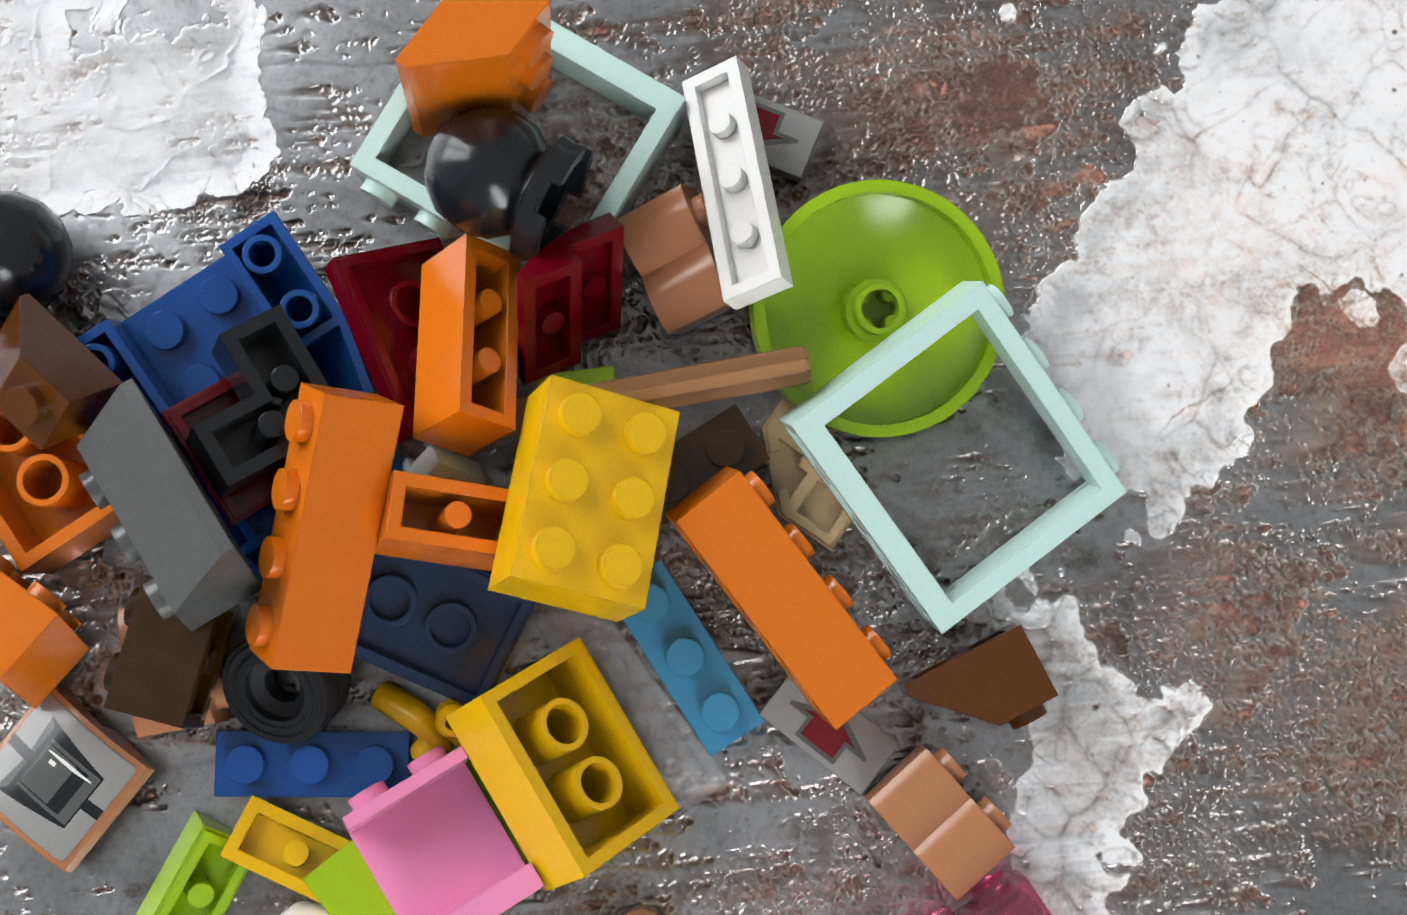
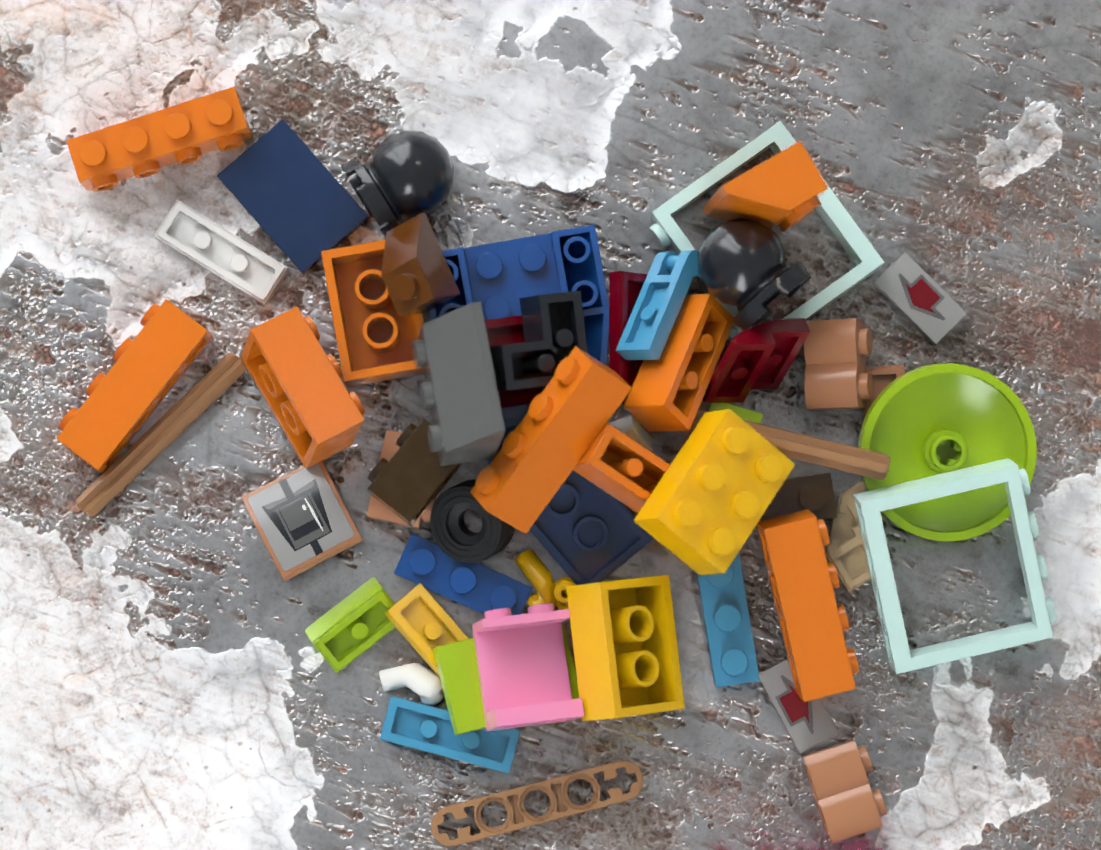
camera: 25 degrees right, 0 degrees up
(405, 283) = (658, 305): none -> dark azure plate
(736, 184) = (892, 333): white plate -> none
(988, 680) = (911, 718): reddish brown slope -> none

